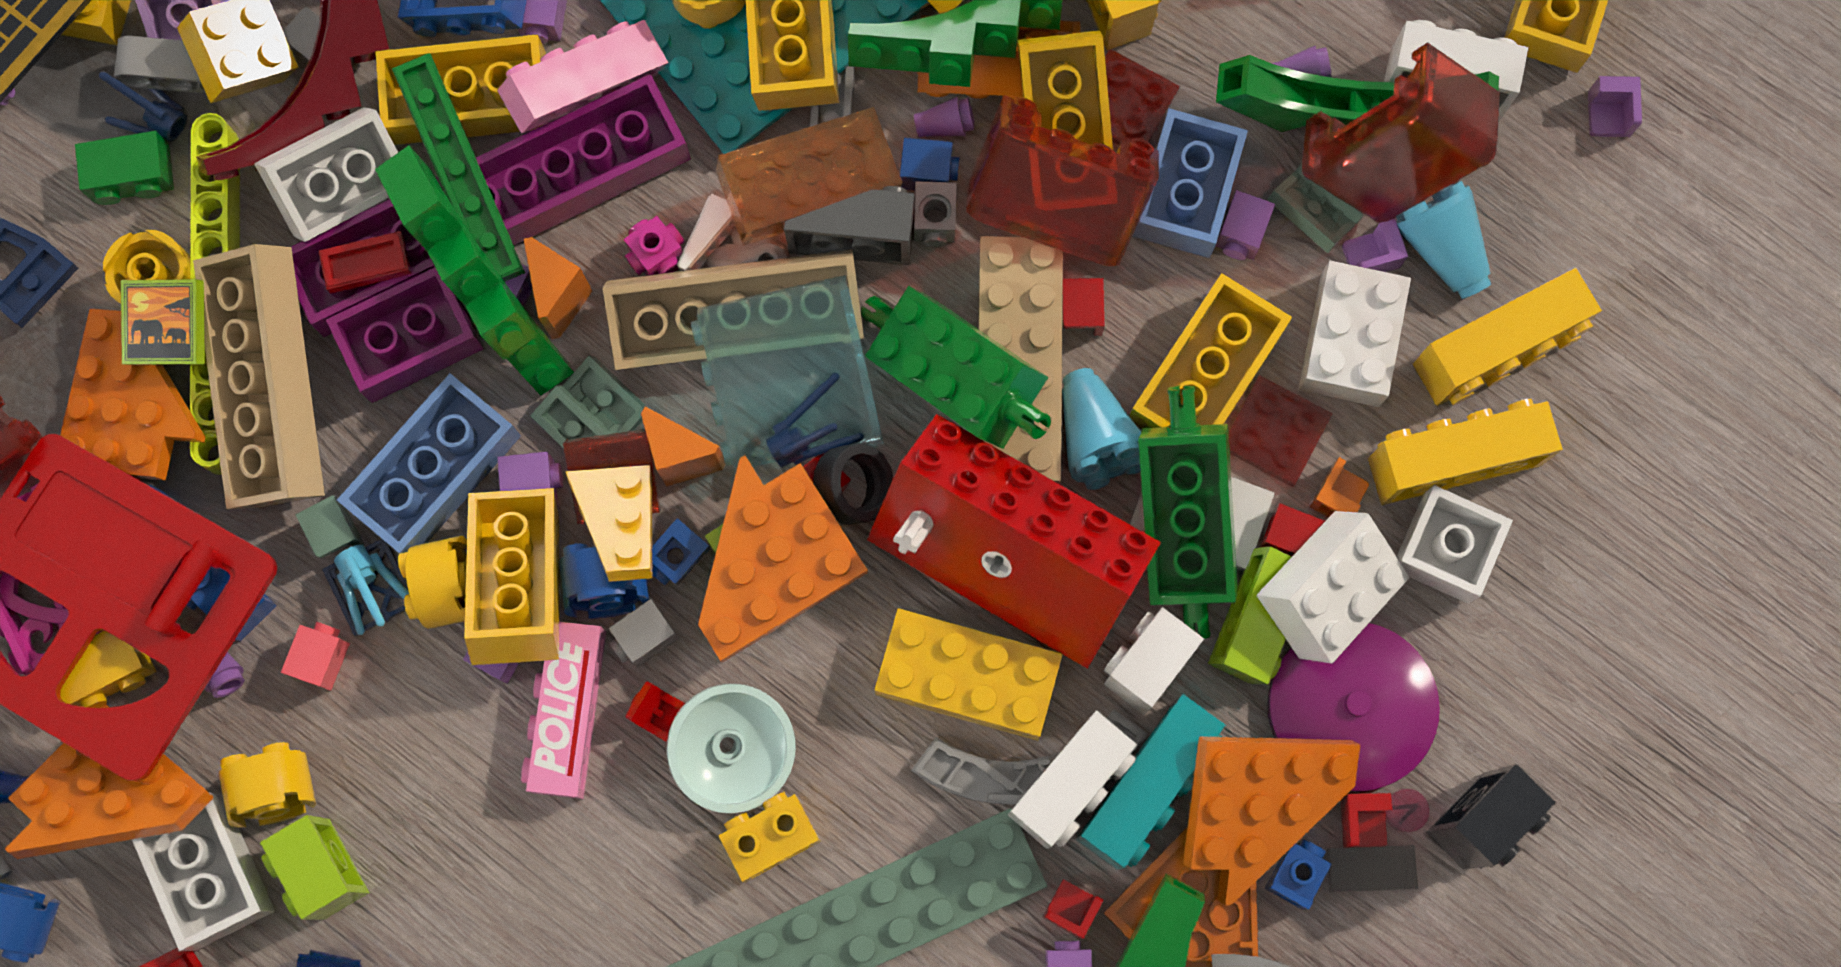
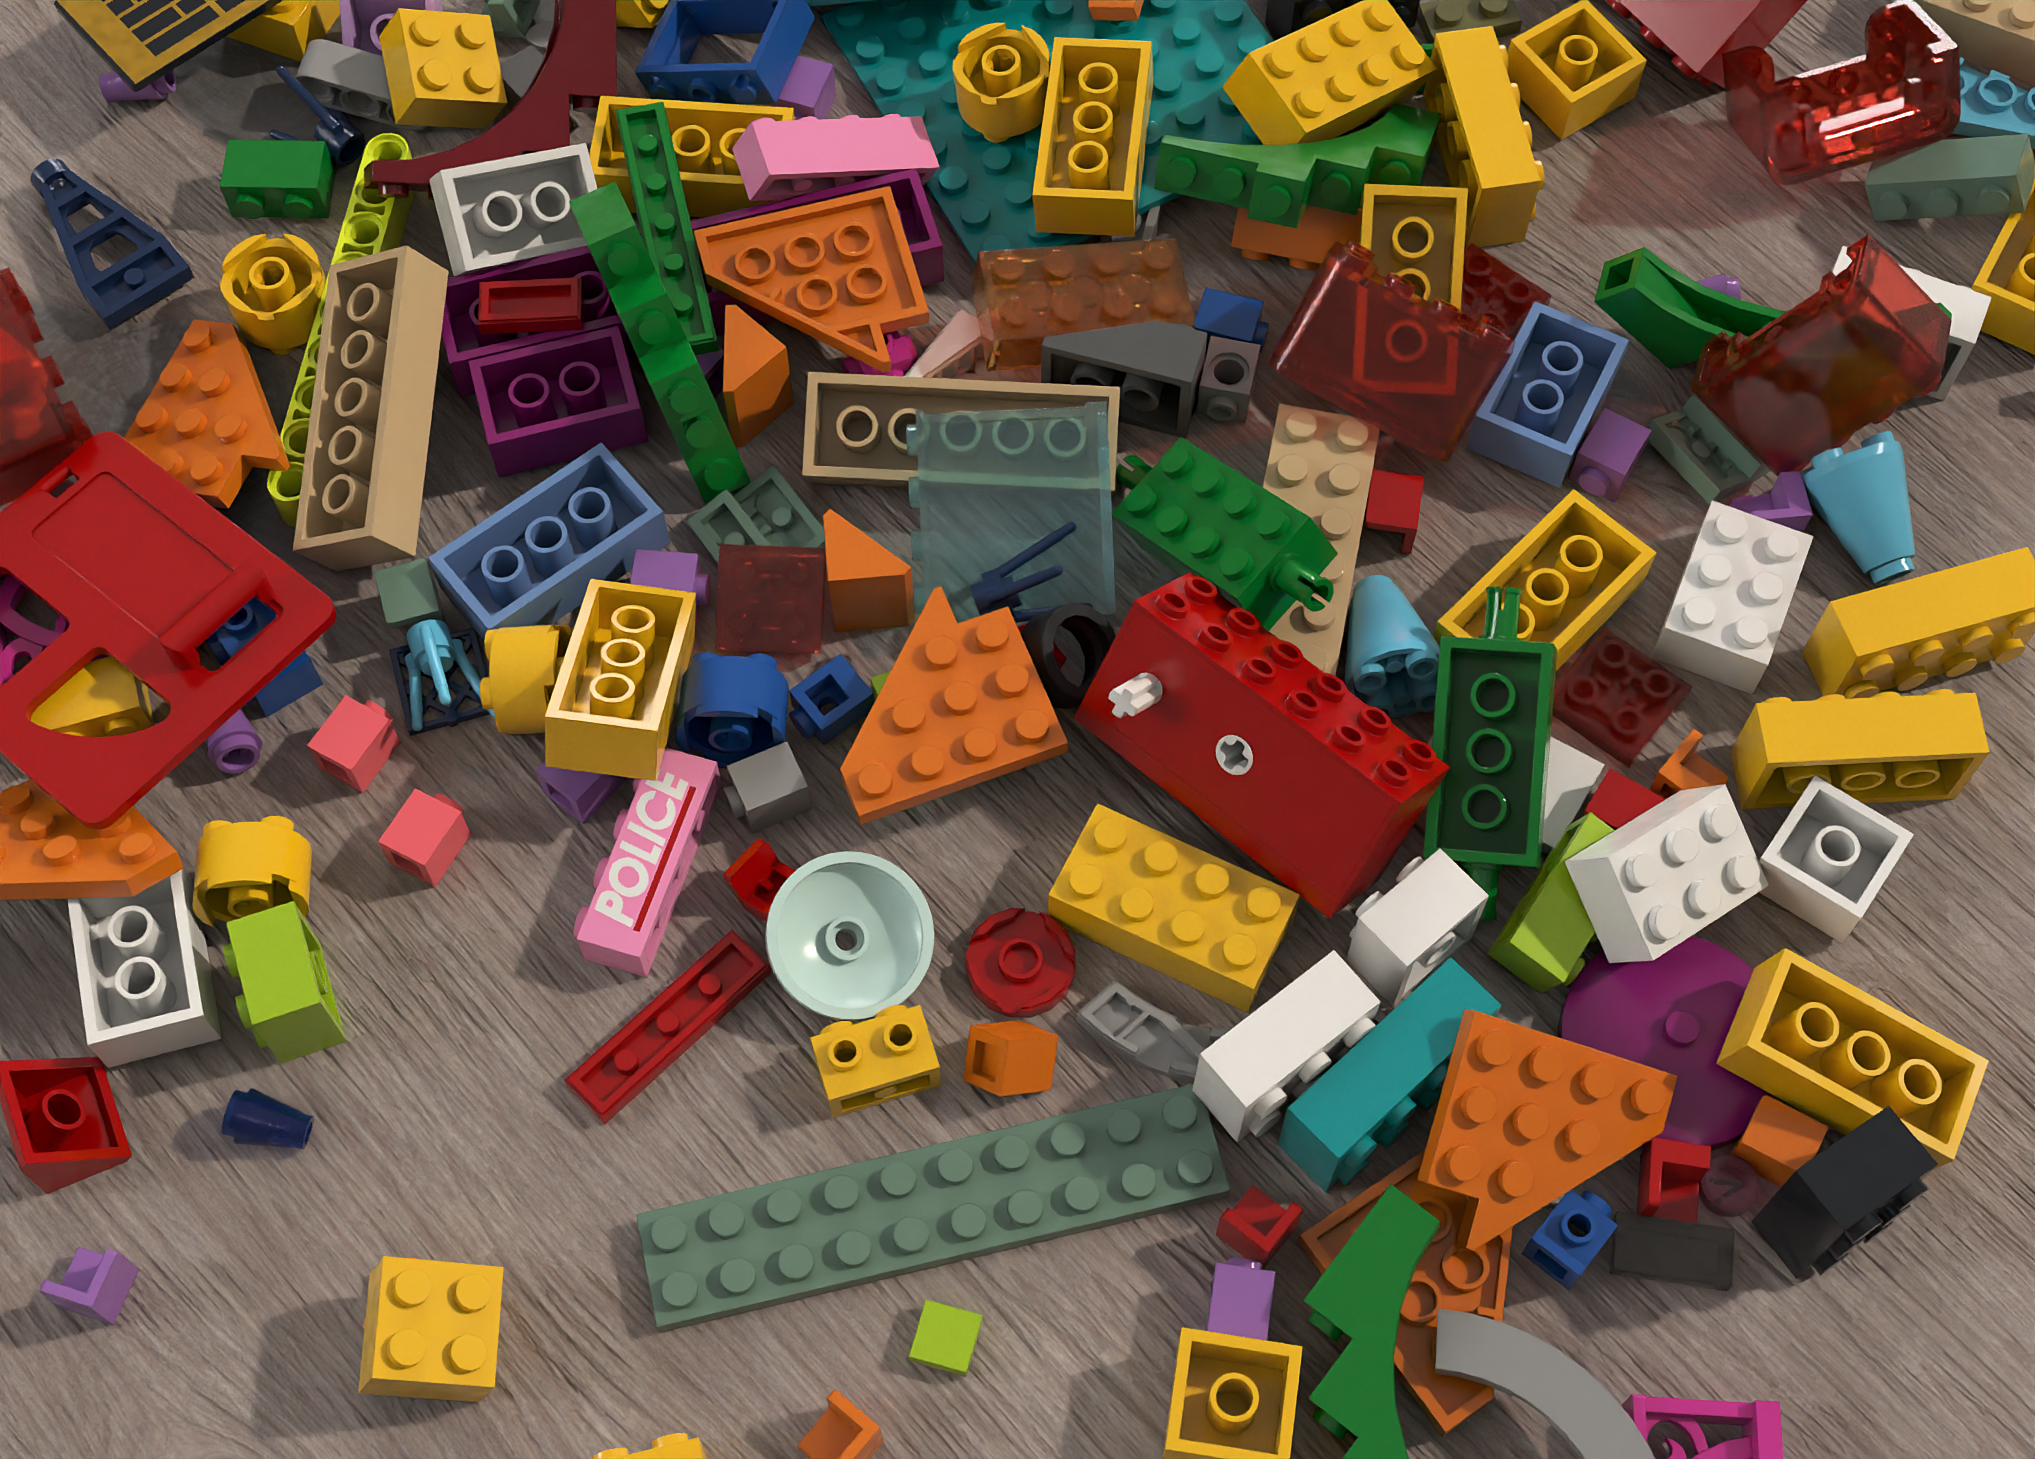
camera: 10 degrees right, 15 degrees down
(162, 322) = (275, 327): tile -> none
(390, 722) = (425, 836): none -> coral brick
(595, 189) = (823, 269): none -> orange wing
(608, 836) = (668, 1026): none -> red tile
(618, 516) = (768, 632): yellow wing -> none
(861, 735) = (1020, 962): none -> red tile
(868, 815) = (1010, 1058): none -> orange panel
(946, 119) = (1264, 281): medium lavender cone -> none
(1440, 775) = (1779, 1140): none -> orange panel
(1486, 709) = (1849, 1055): none -> yellow brick

